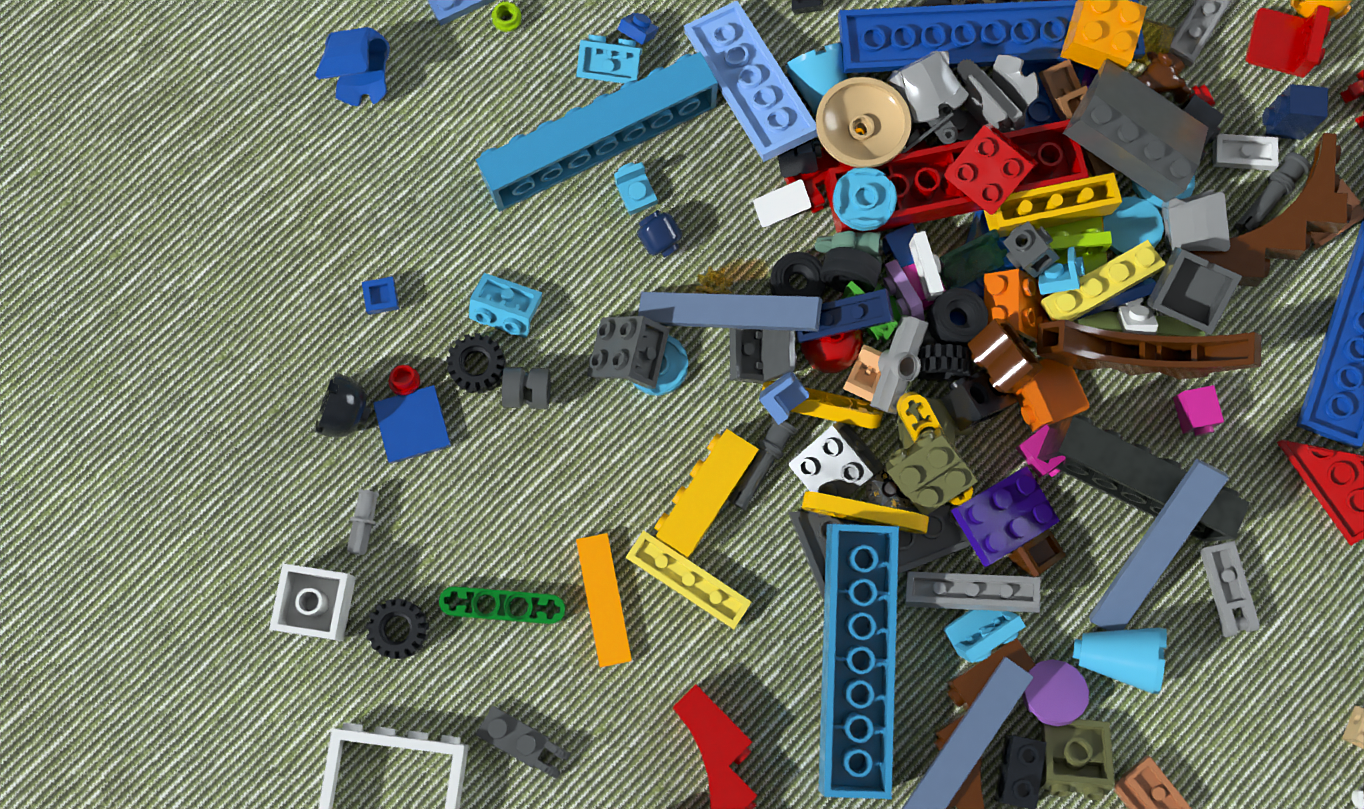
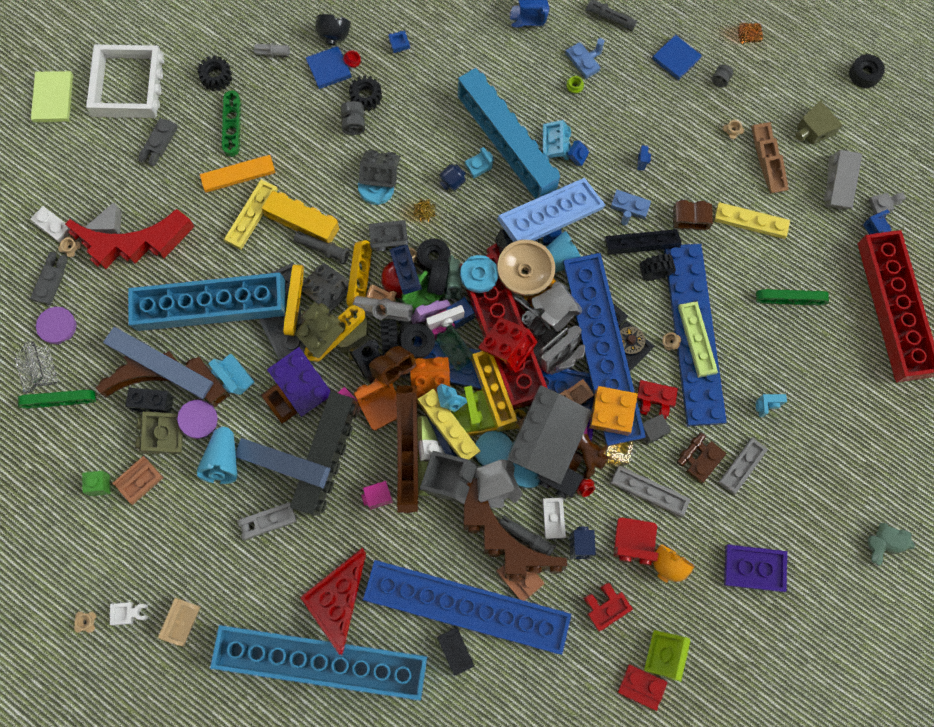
camera: 80 degrees right, 5 degrees down
(312, 602) = (224, 29): white brick -> none
(504, 305) = (401, 102): medium azure bracket -> none
(732, 311) = (405, 213): sand blue tile -> none
(782, 203) = (480, 242): white sticker -> none
(783, 396) = (356, 246): medium blue panel -> none
(973, 592) = (252, 366): light grey plate -> none
(1030, 249) = (461, 374): dark grey brick -> none

